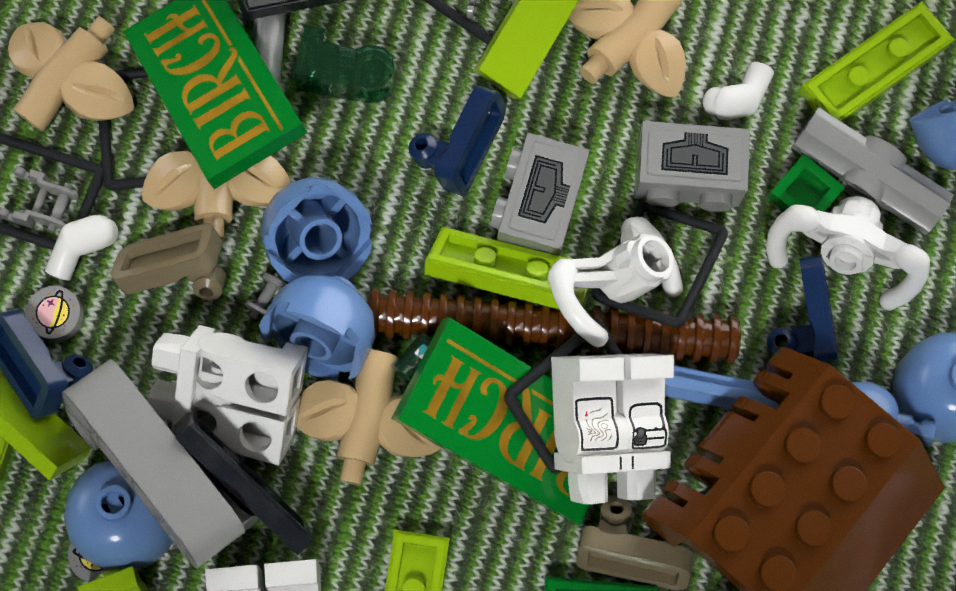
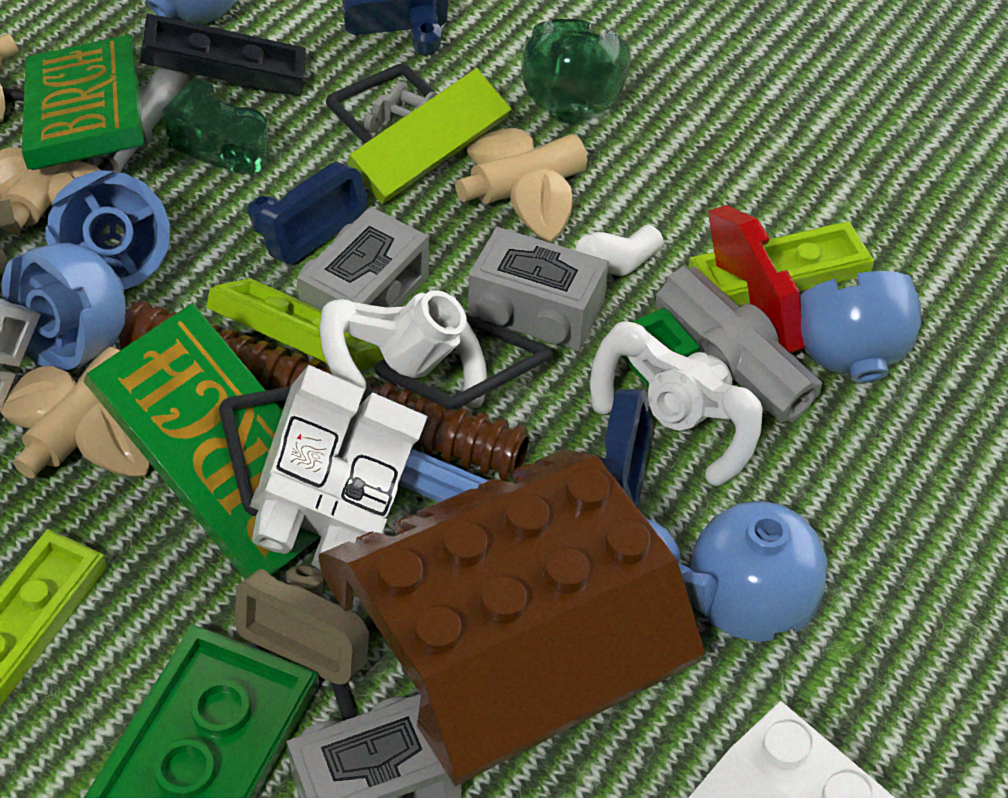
camera: 20 degrees right, 25 degrees down
(861, 85) = (740, 251): none -> red tile

